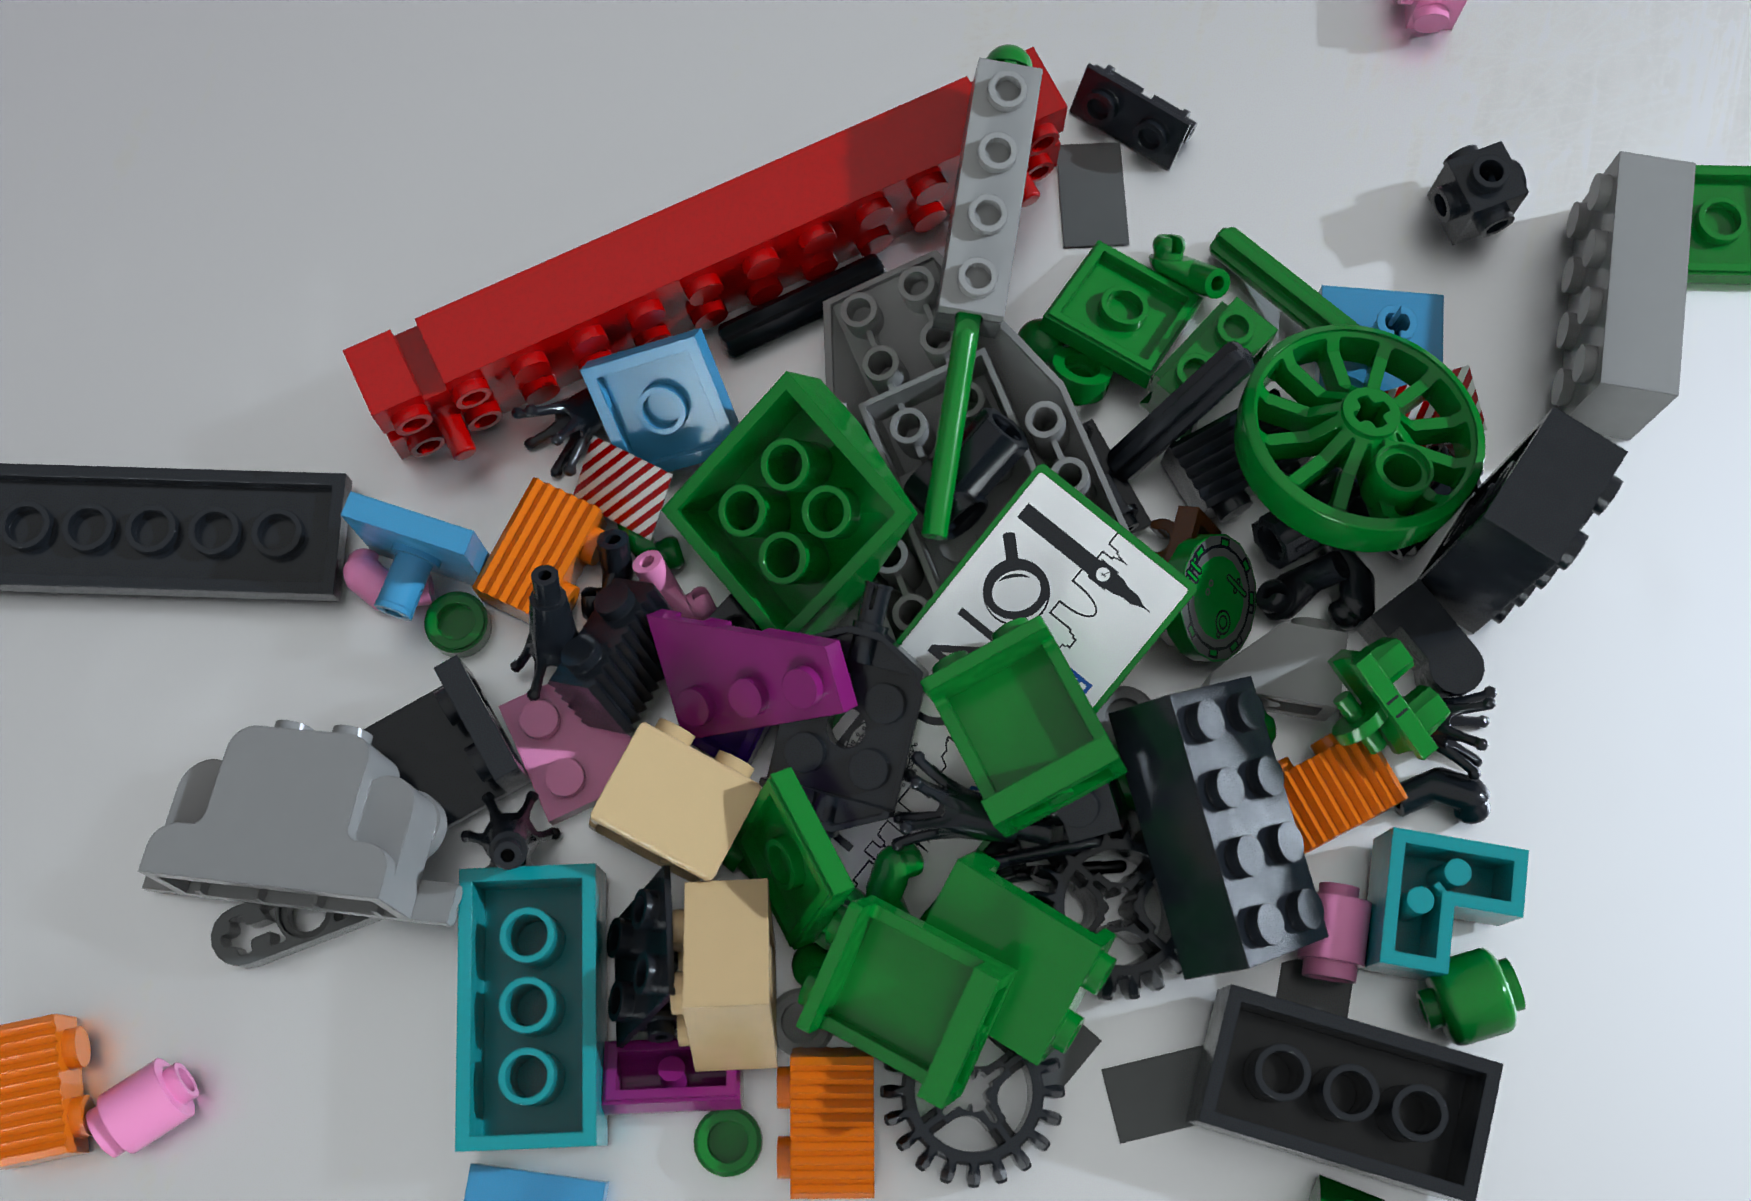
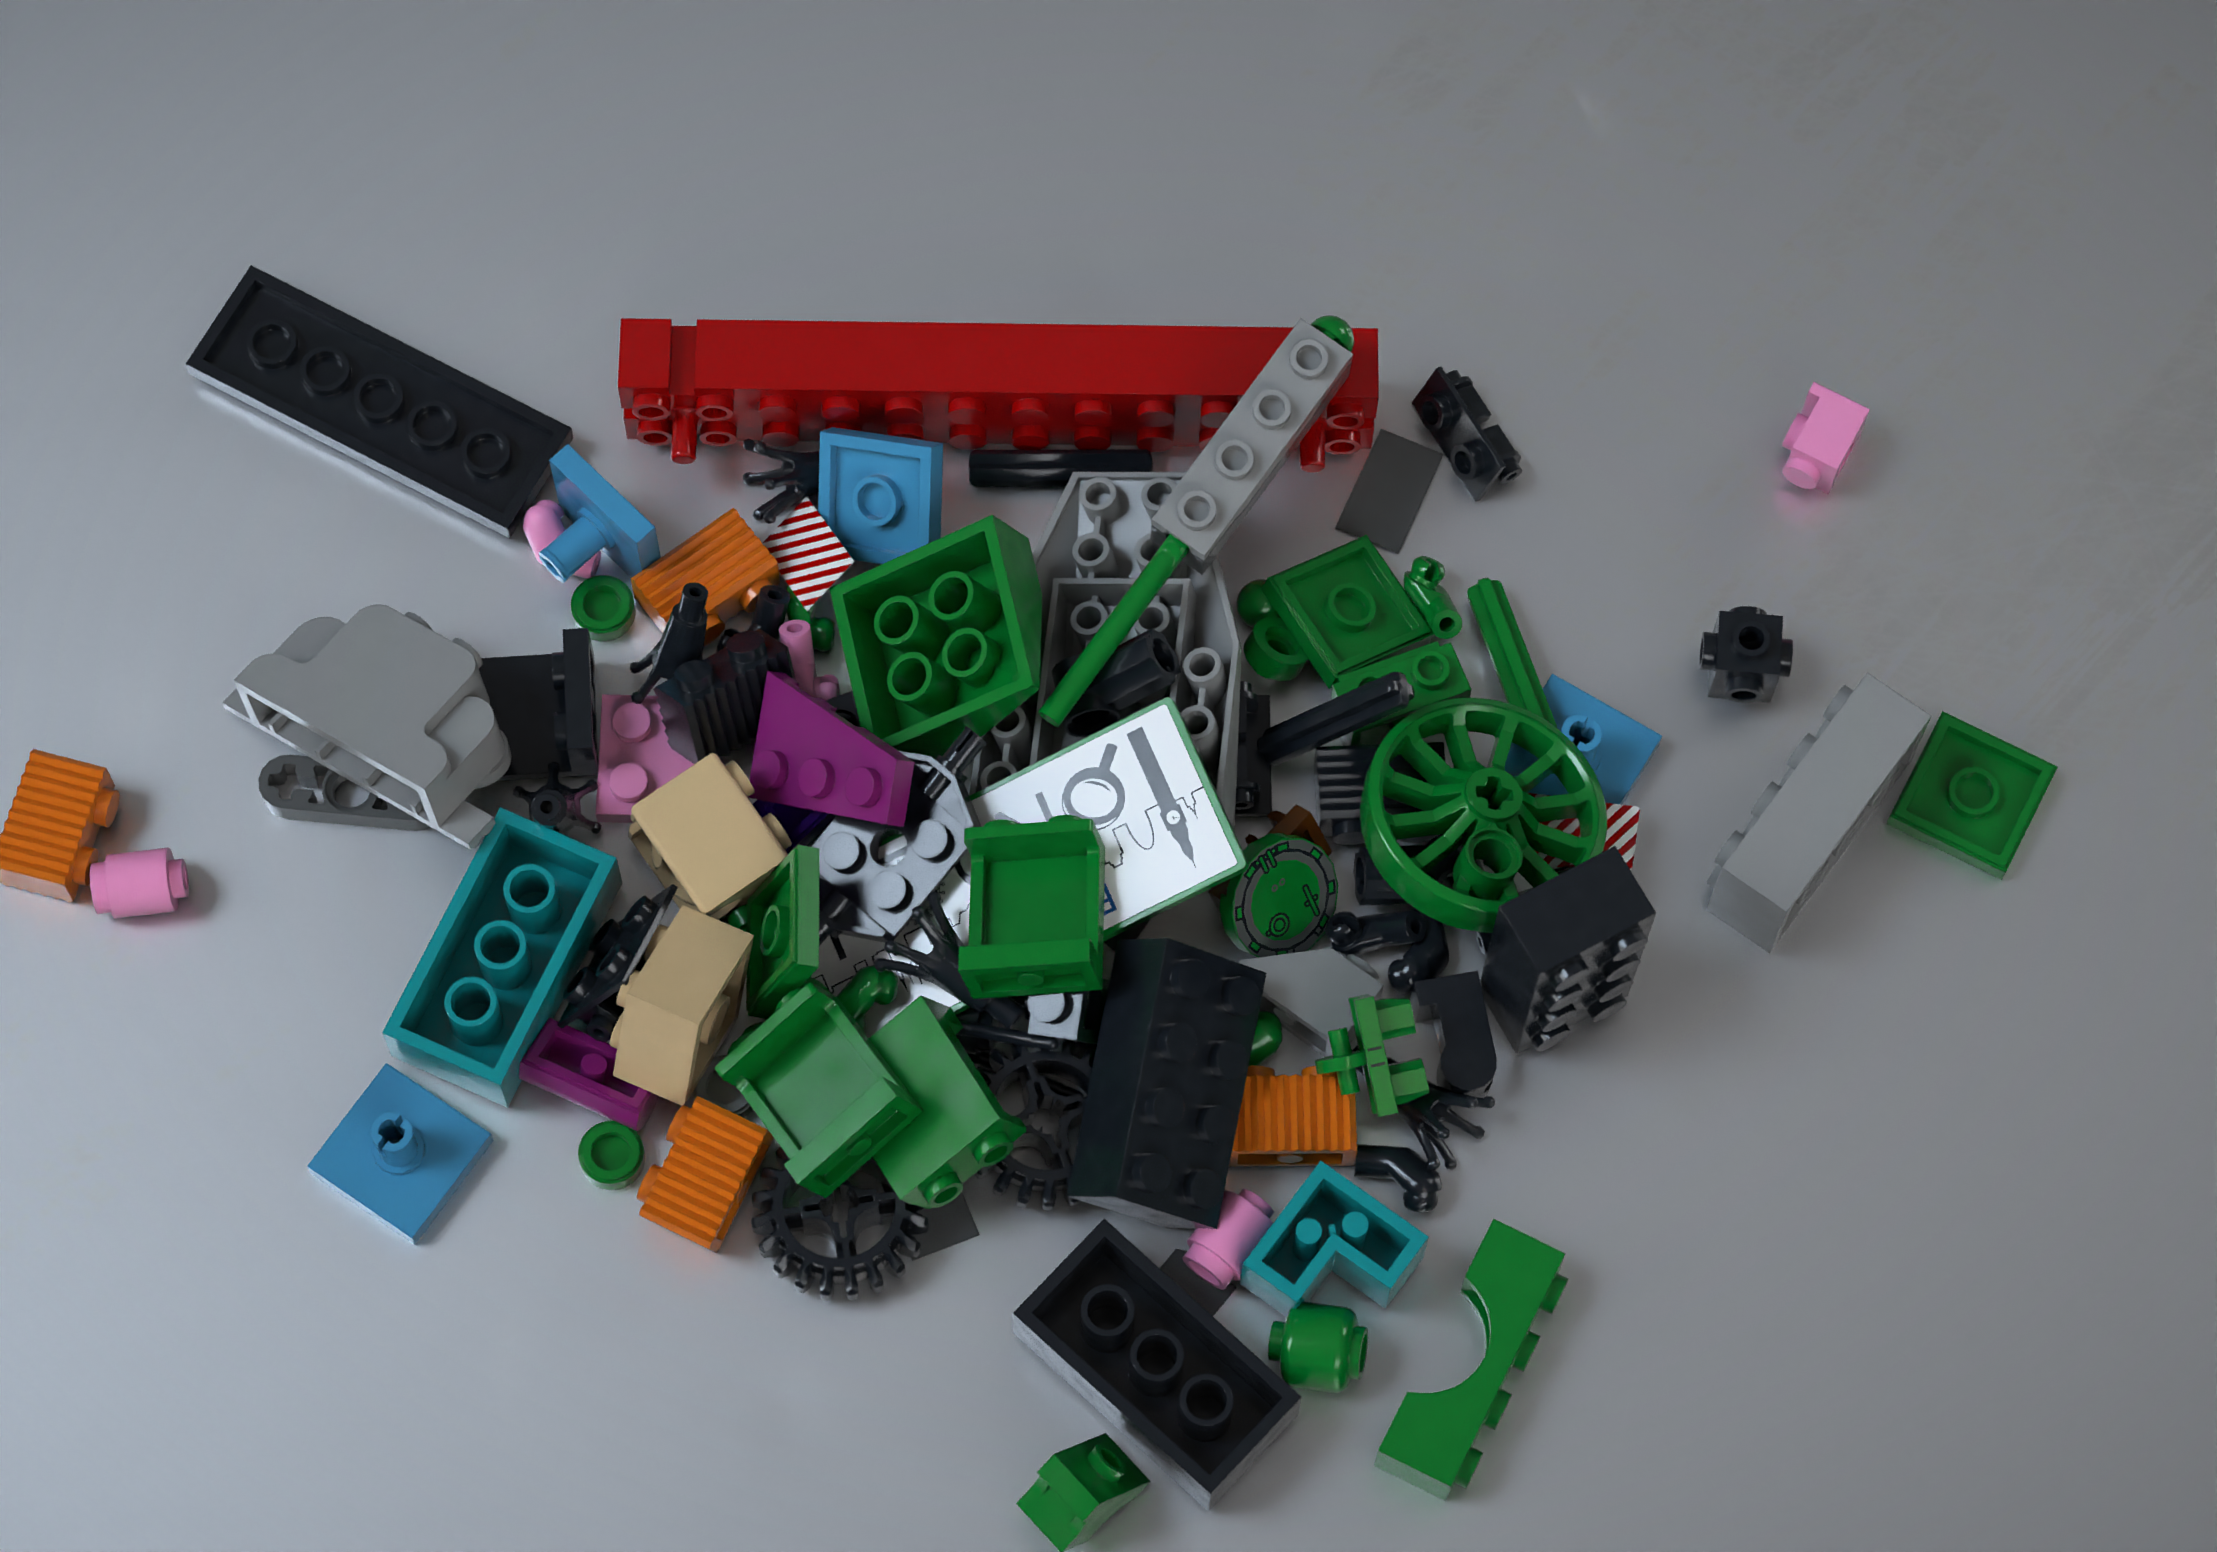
camera: 25 degrees right, 5 degrees down
(1152, 1093) = (989, 1297): dark grey sticker -> none
(1606, 857) = (1436, 1431): none -> green arch

